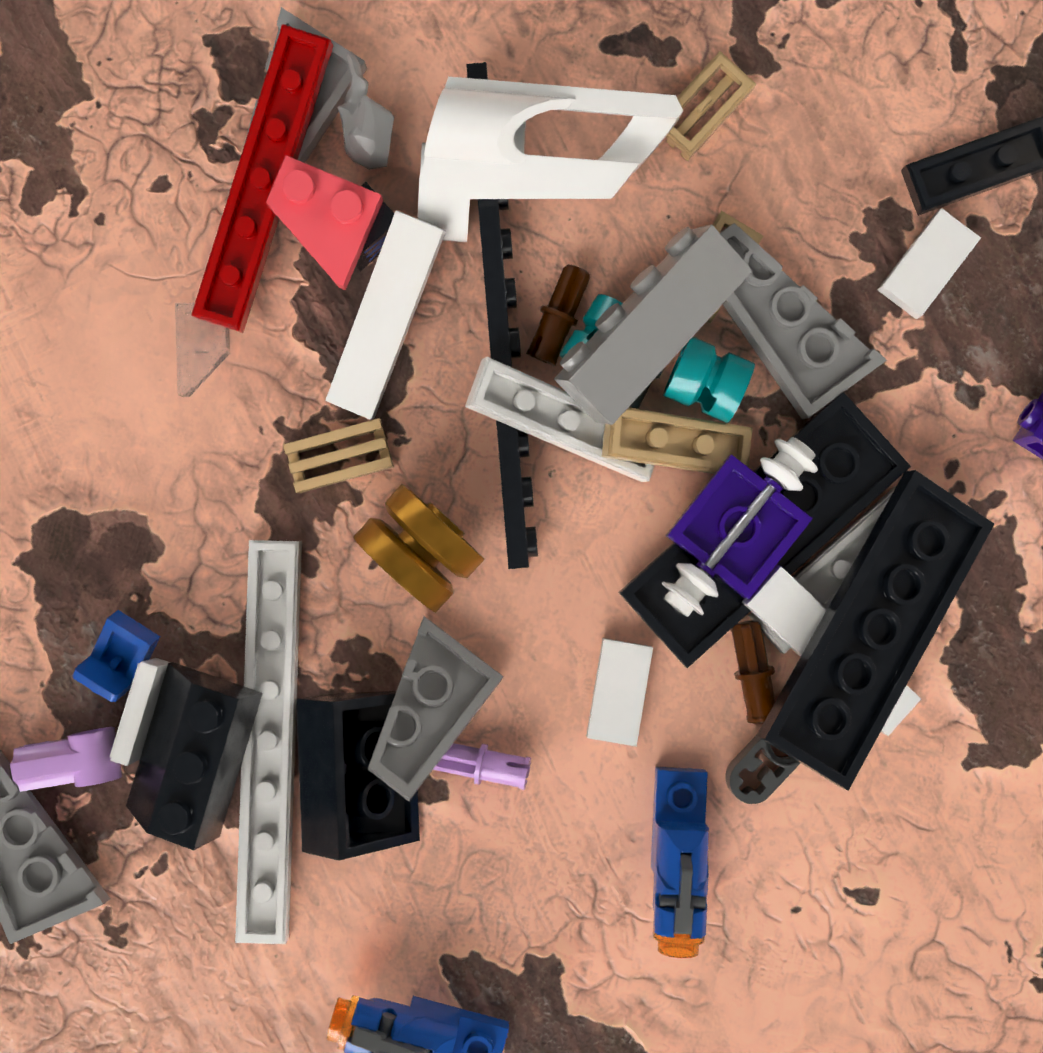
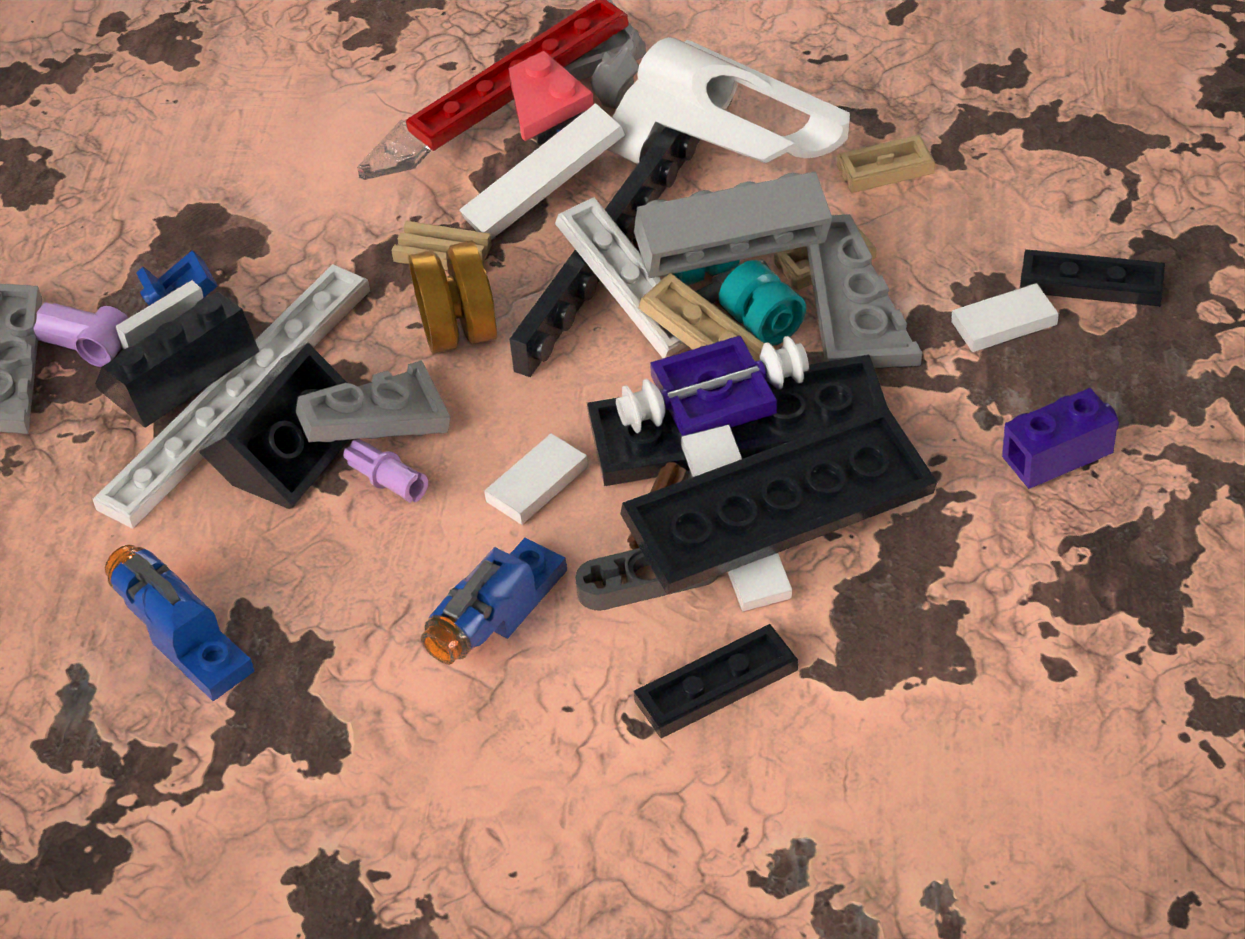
camera: 40 degrees right, 40 degrees down
(905, 820) = (715, 680): none -> black tile

